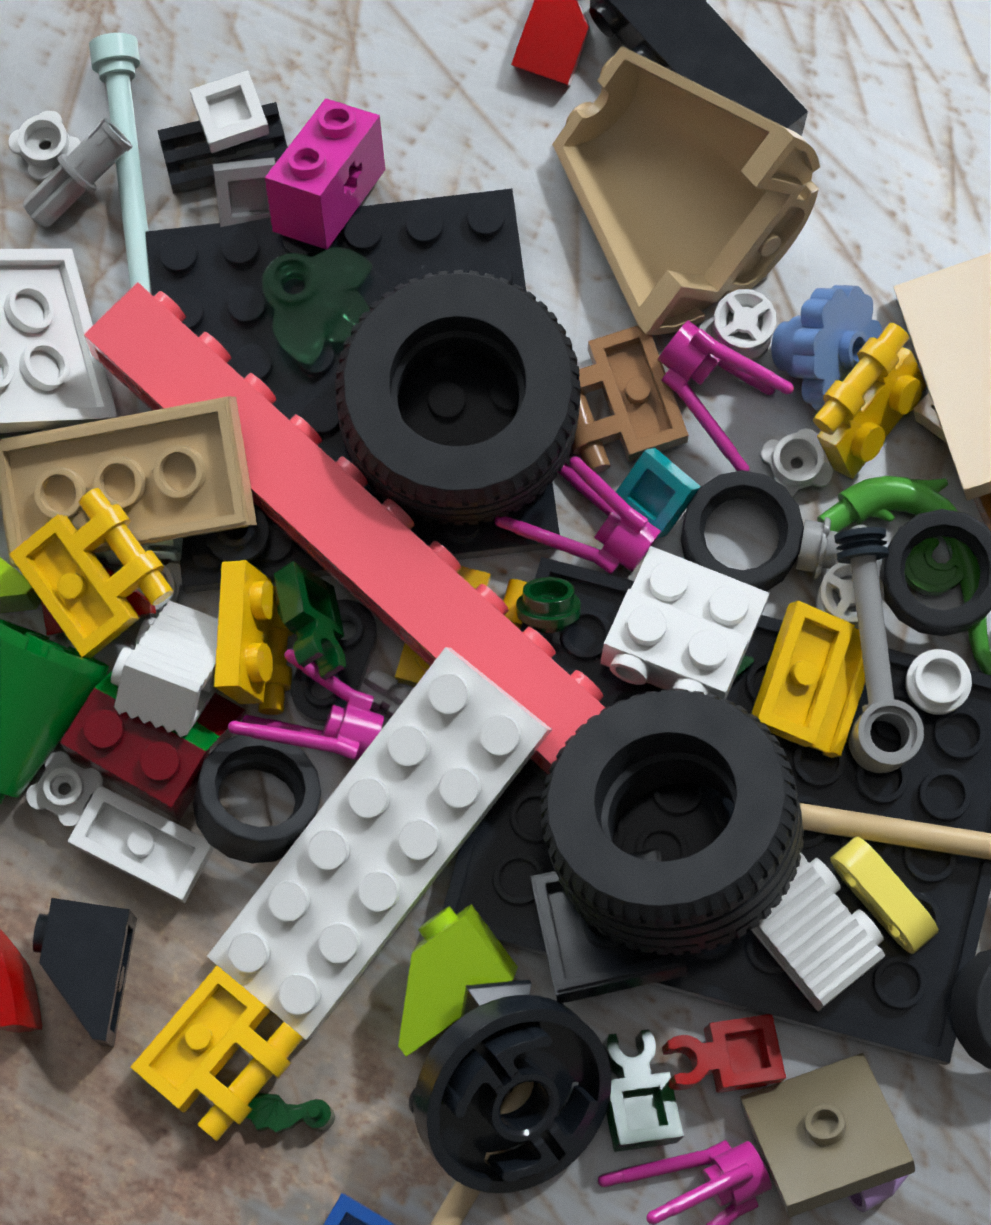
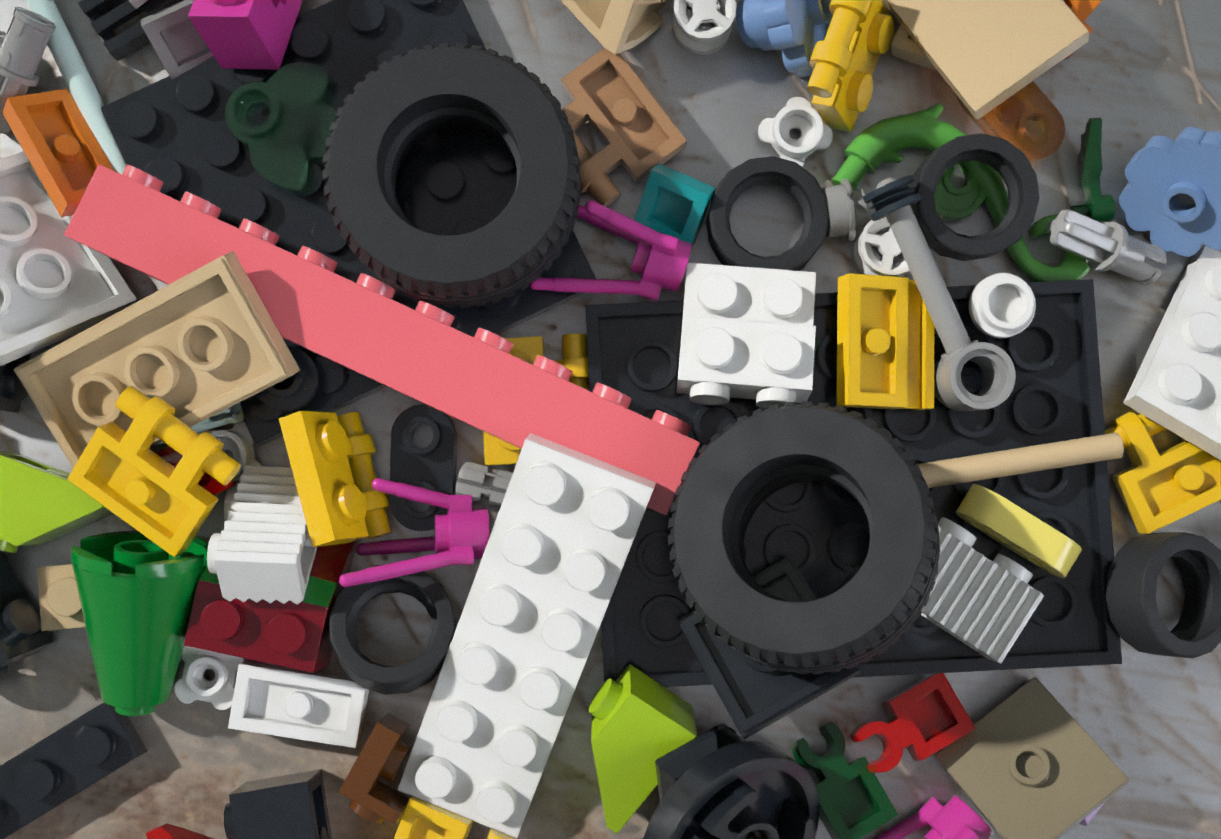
camera: 15 degrees left, 10 degrees up
(95, 254) = (56, 144): none -> orange plate
(199, 918) = (379, 758): none -> reddish brown bracket
(312, 612) = (384, 435): dark green plate -> none
(548, 604) = (609, 353): dark green plate -> none
(695, 356) = (669, 60): dark pink plant -> none

